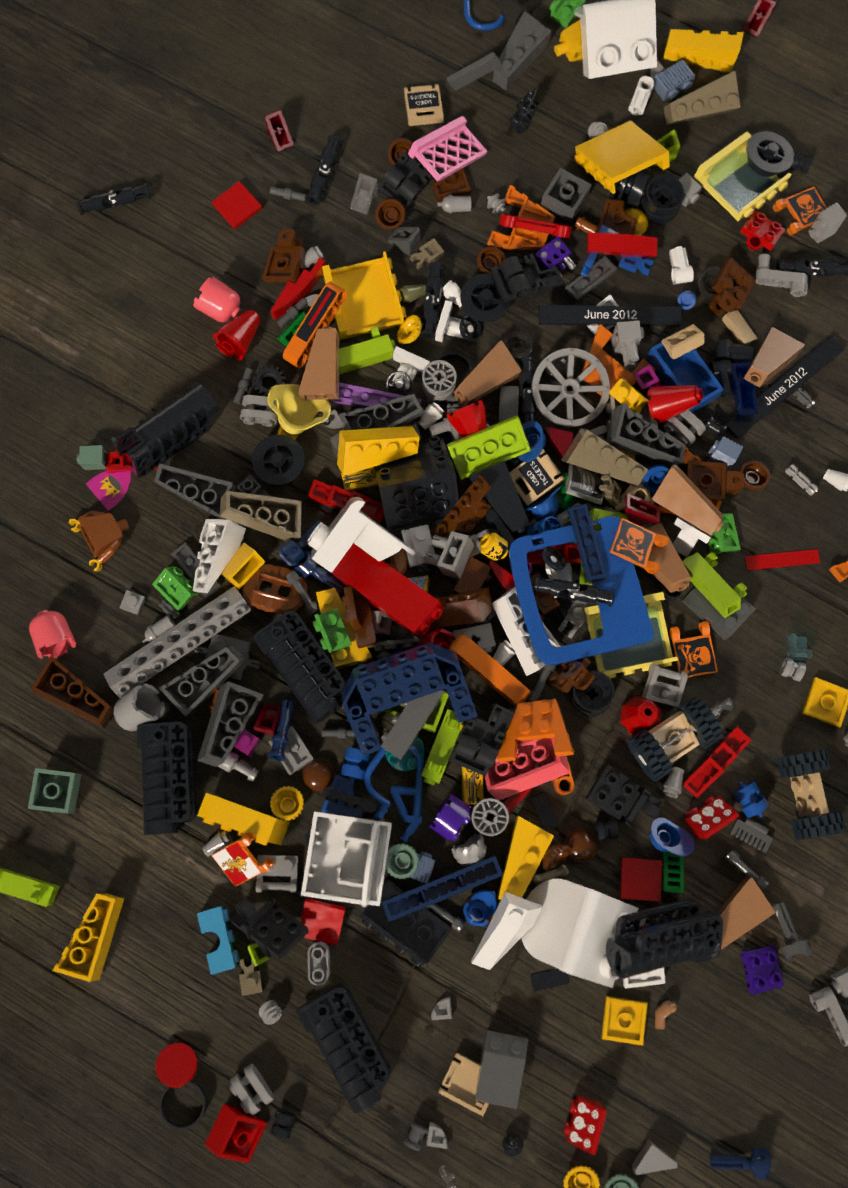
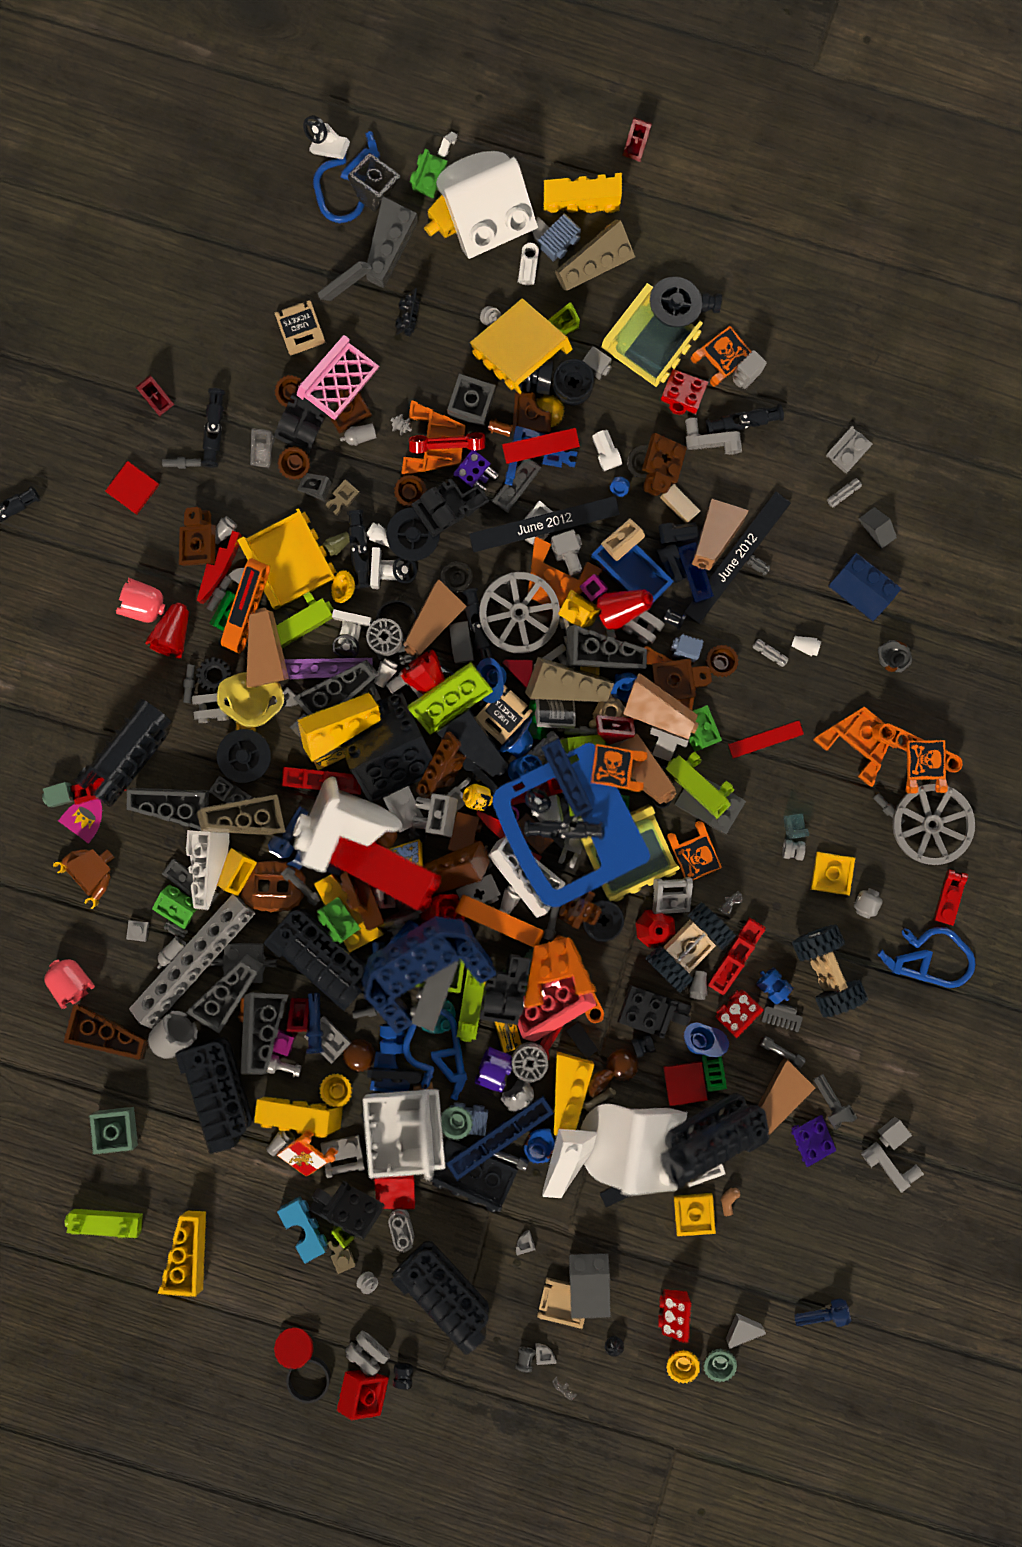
camera: 10 degrees left, 10 degrees up
(611, 490) = (582, 712): dark tan plate -> none

